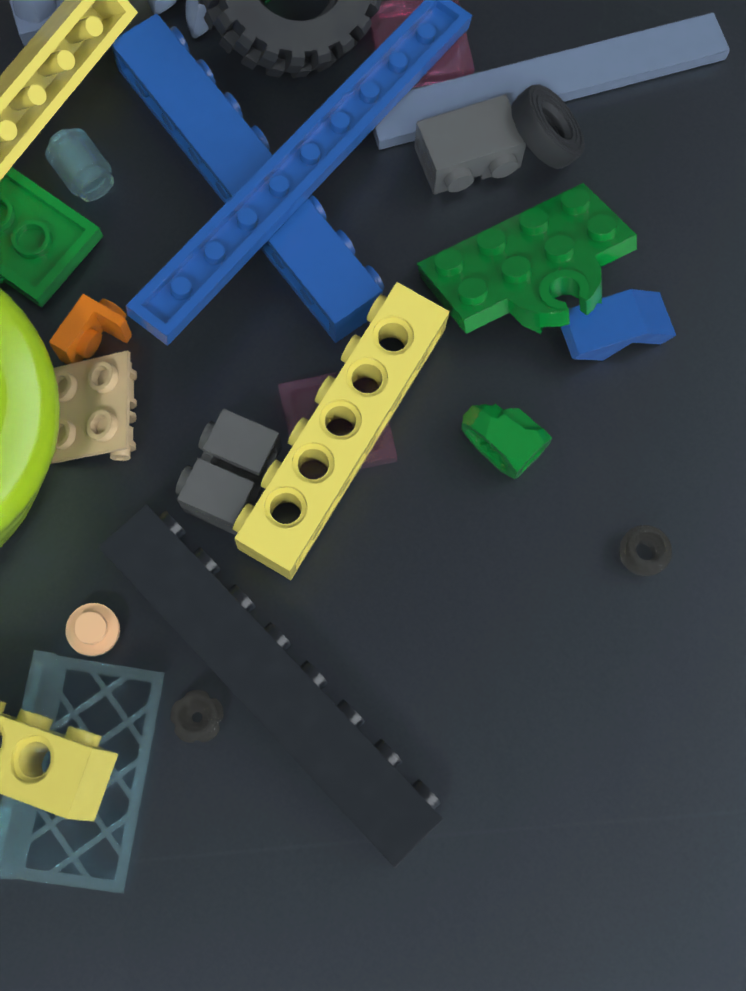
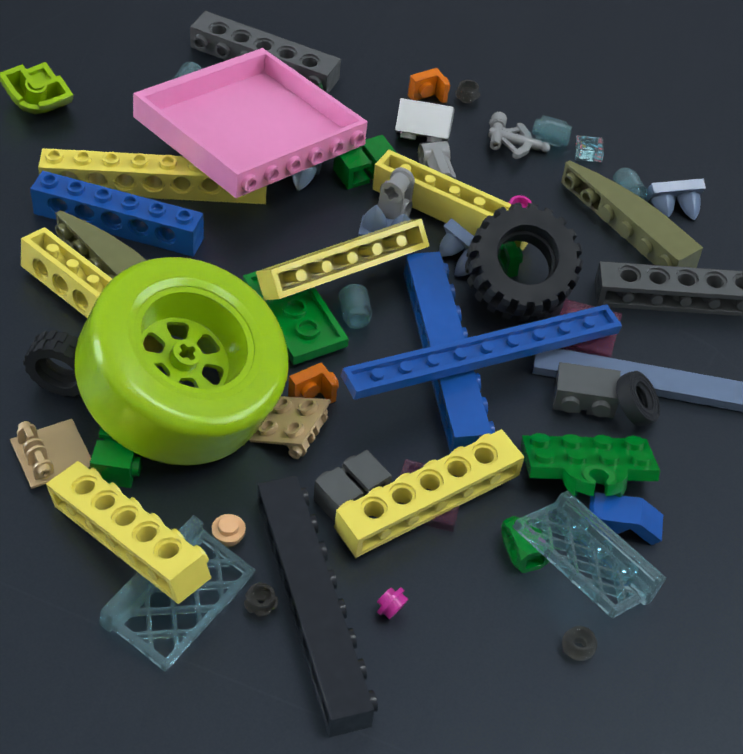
camera: 25 degrees right, 25 degrees down
(376, 626) = (391, 602): none -> dark pink plate
(613, 392) = (608, 554): none -> clear light blue fence

